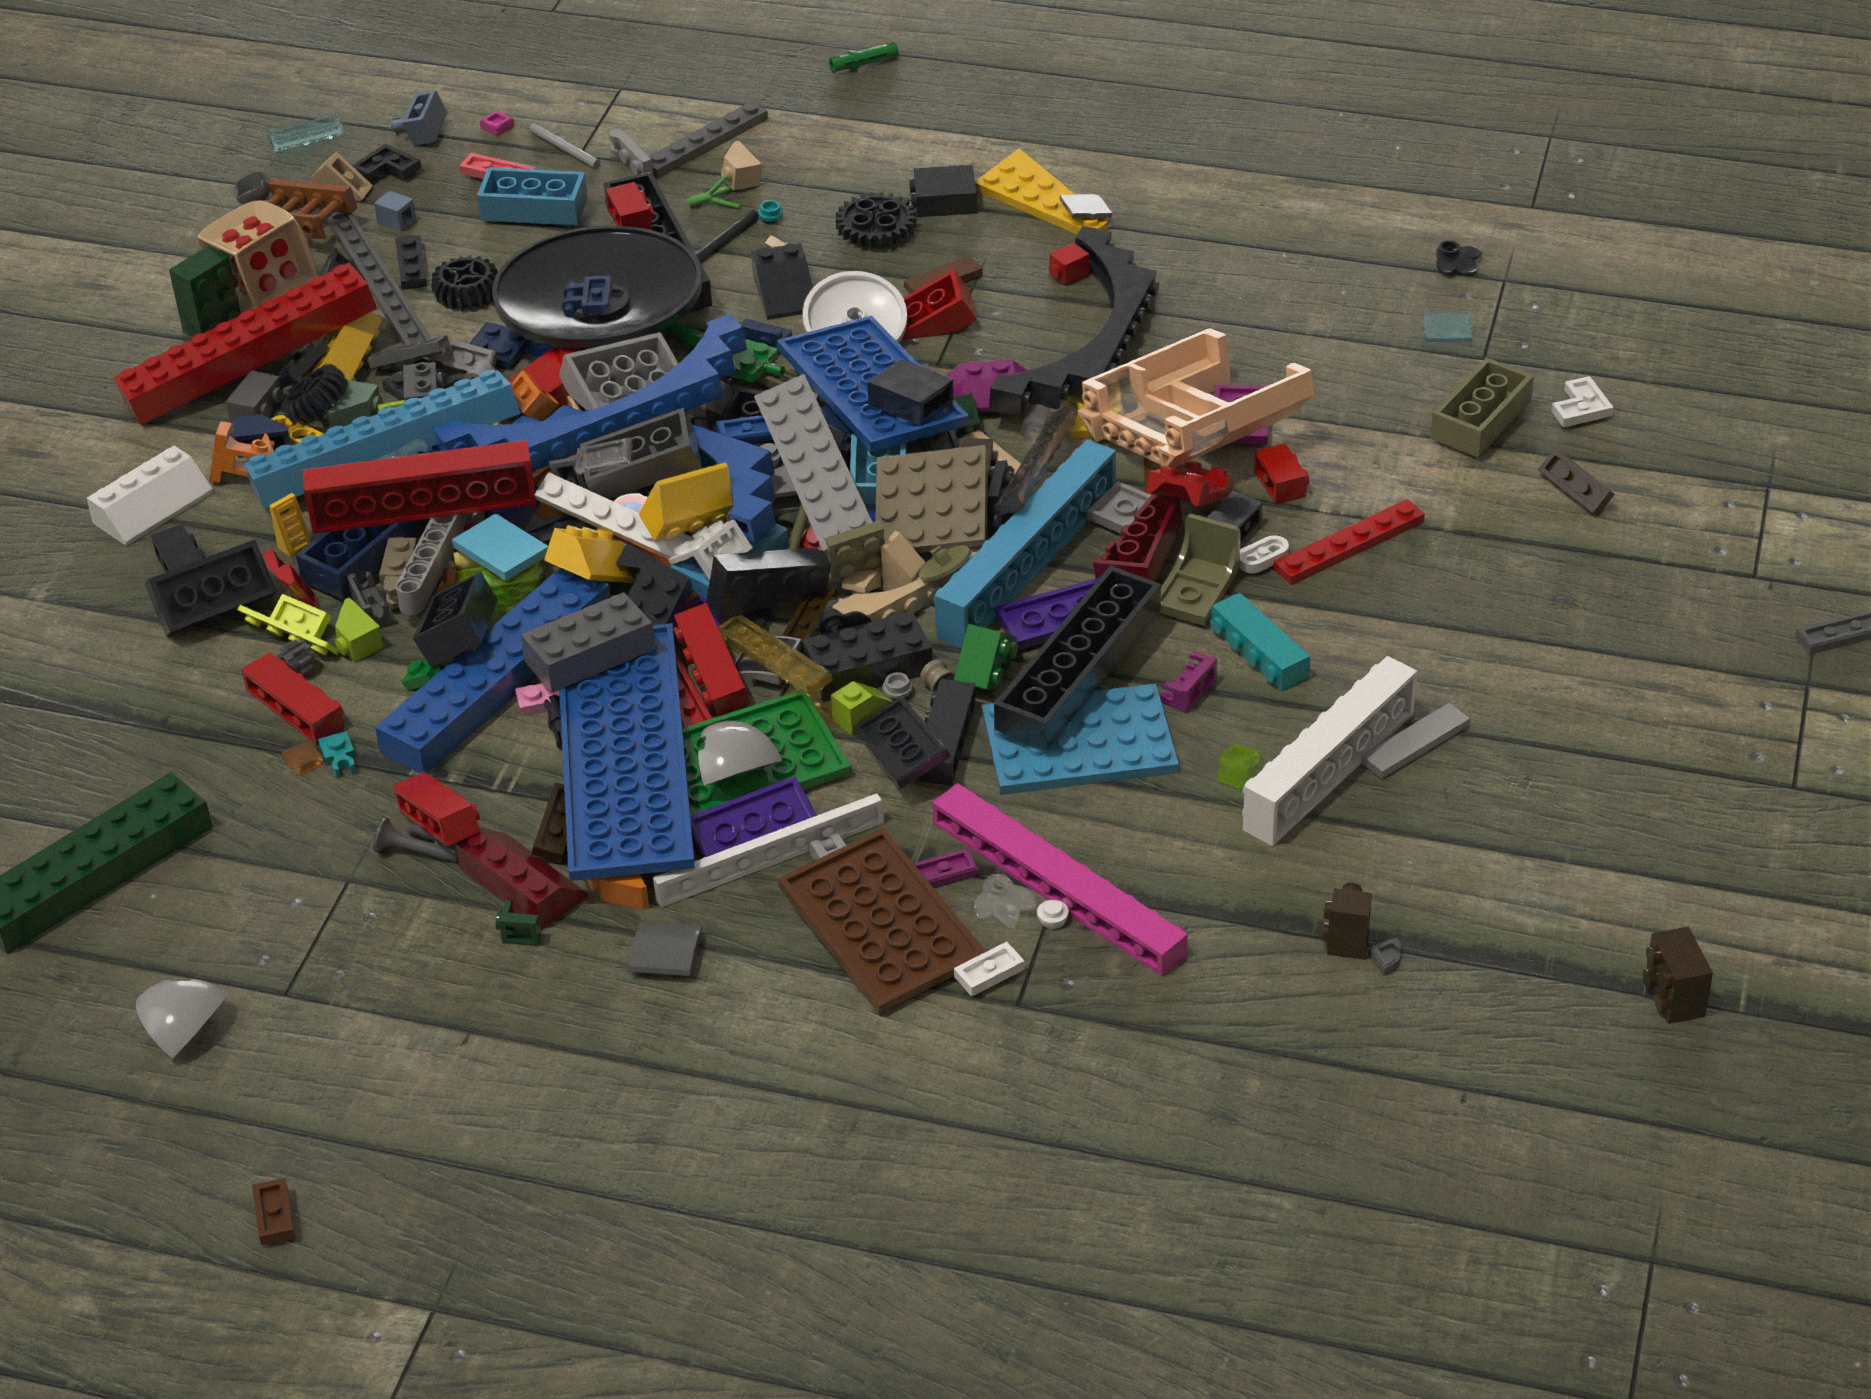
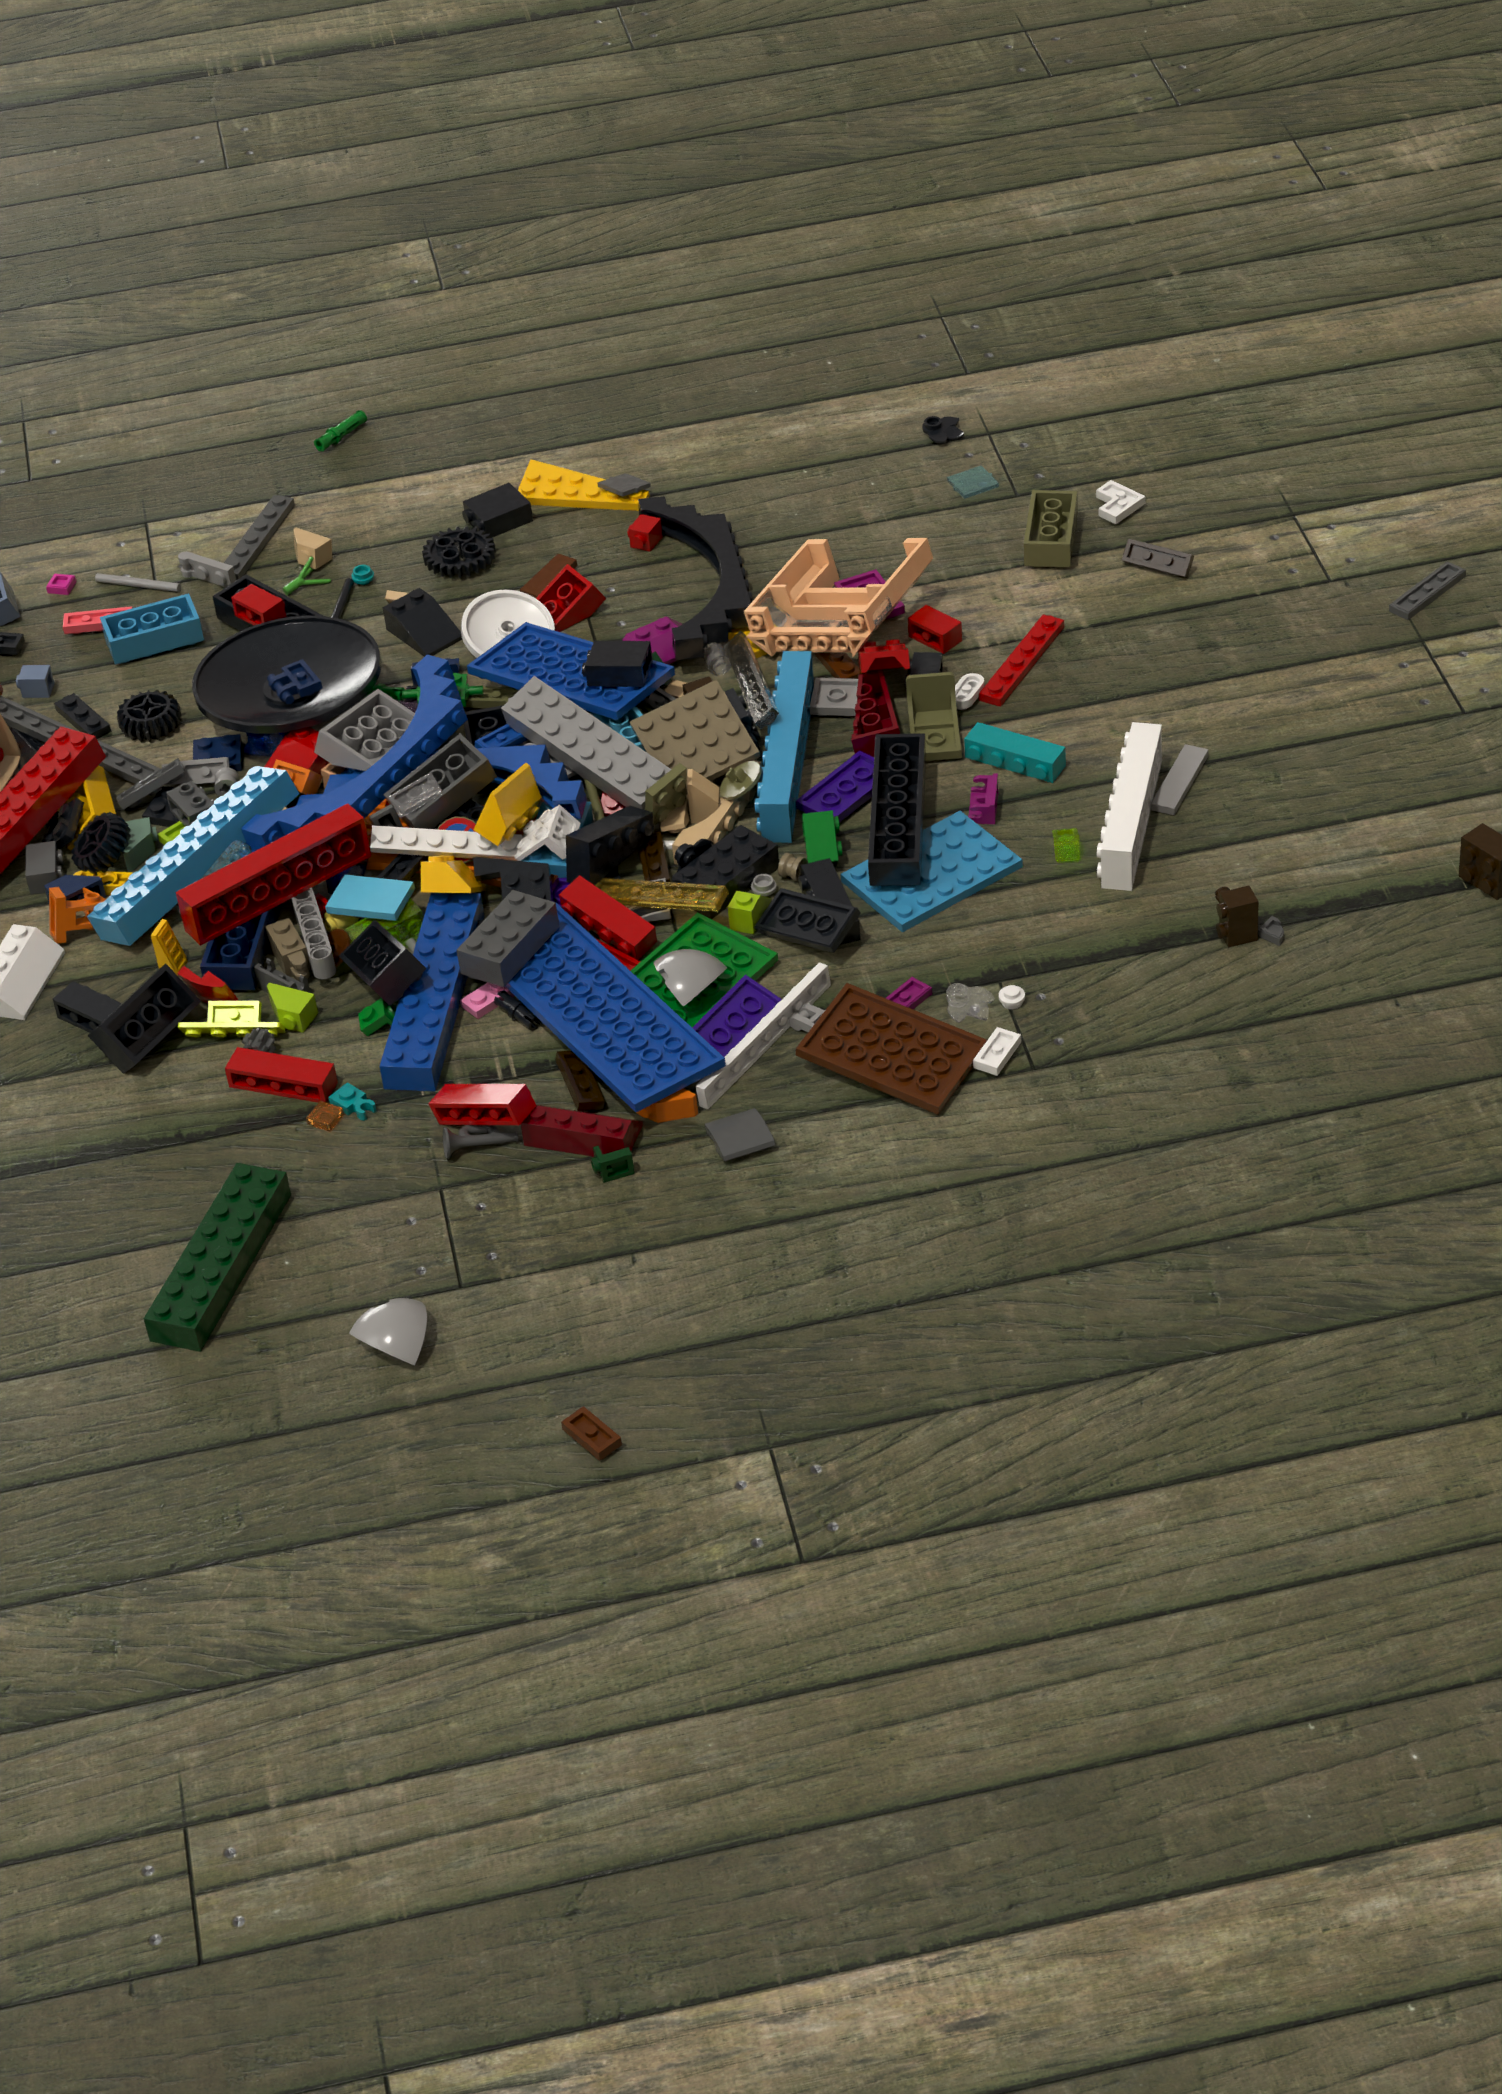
camera: 25 degrees left, 0 degrees up
(1061, 878) = (997, 969): dark pink brick -> none

